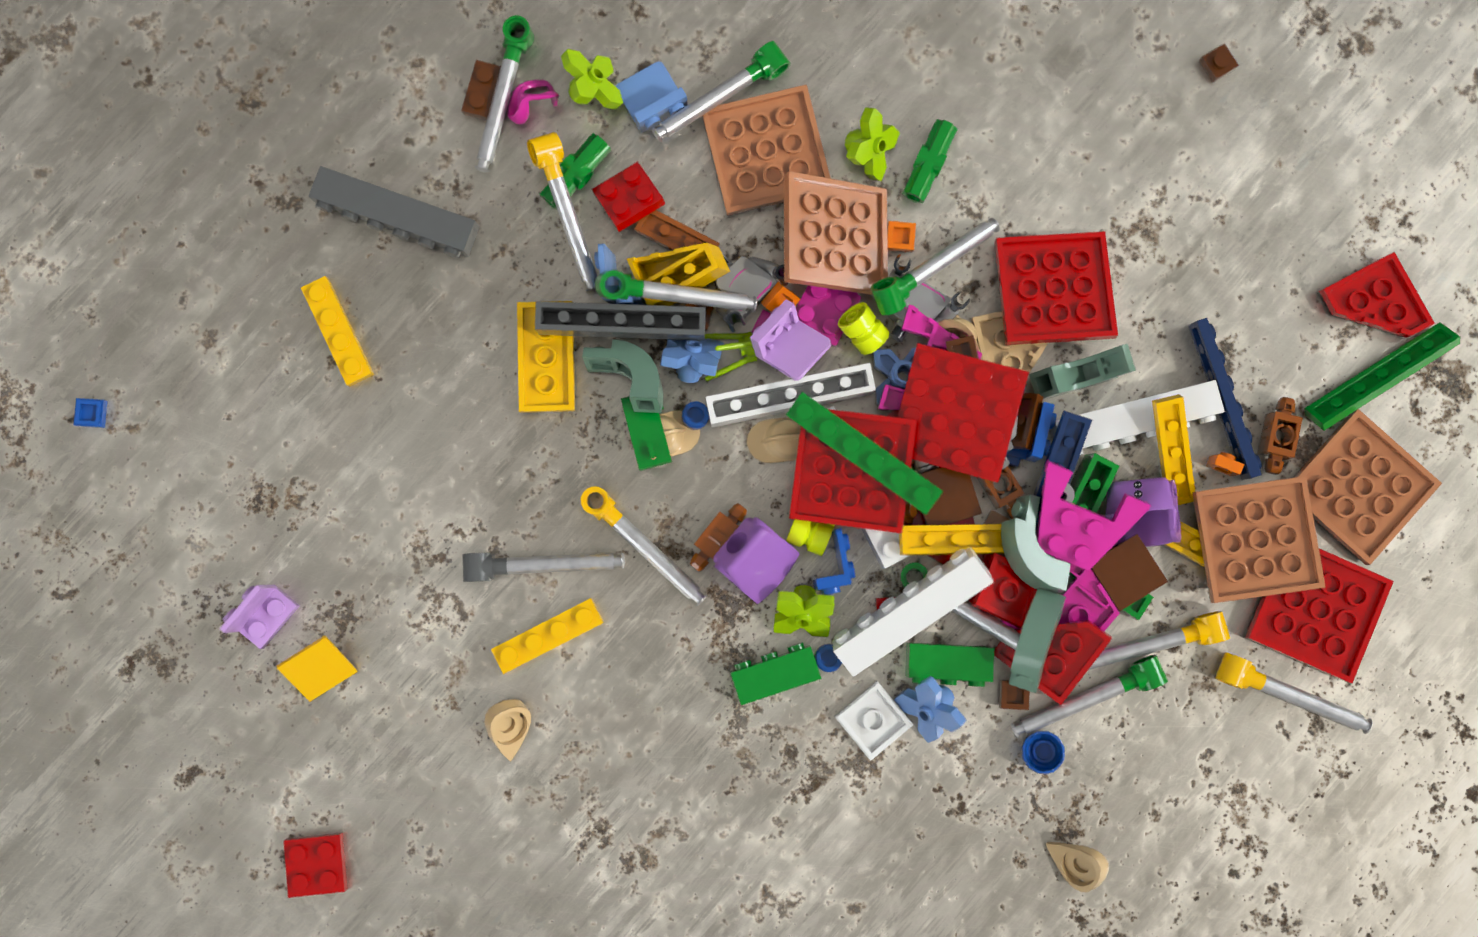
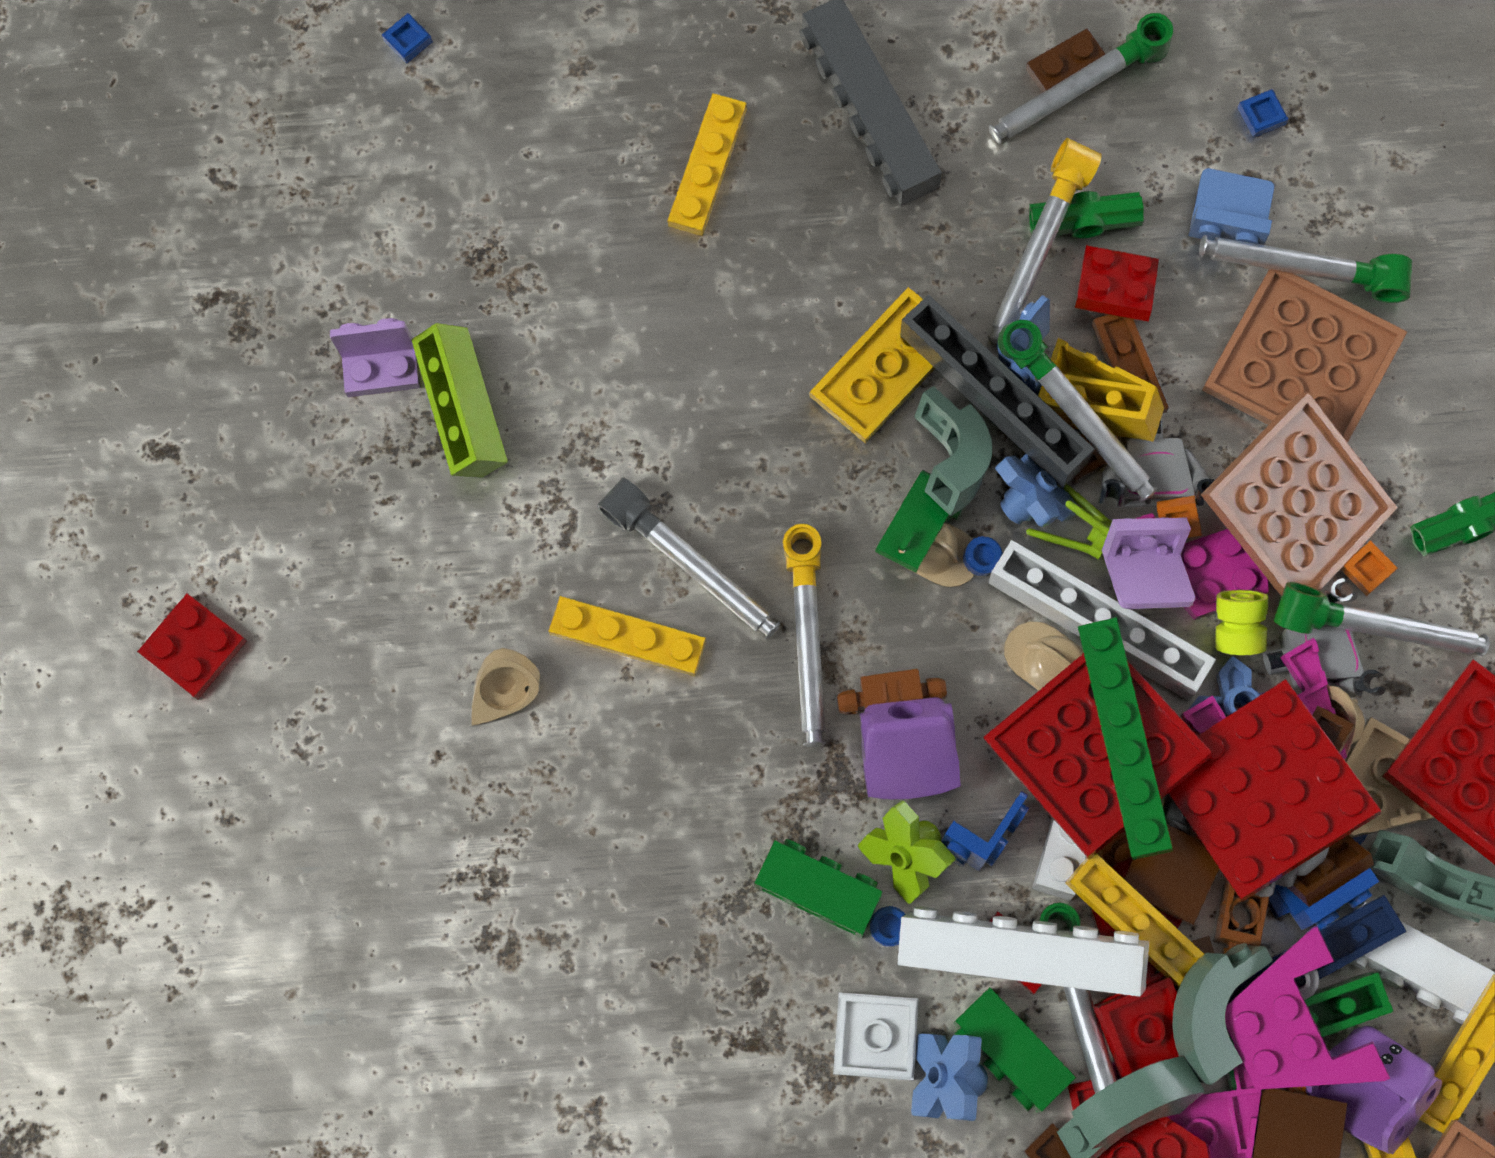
camera: 55 degrees right, 10 degrees down
(317, 668) = (379, 458): yellow piece -> none
(330, 595) = (459, 401): none -> lime brick
(519, 103) = (1087, 106): dark pink piece -> none
(591, 79) = (1185, 140): lime plant -> none
(617, 24) = (1263, 113): none -> blue tile
(812, 534) = (992, 780): neon yellow wheel -> none
(869, 143) = (1423, 446): lime plant -> none

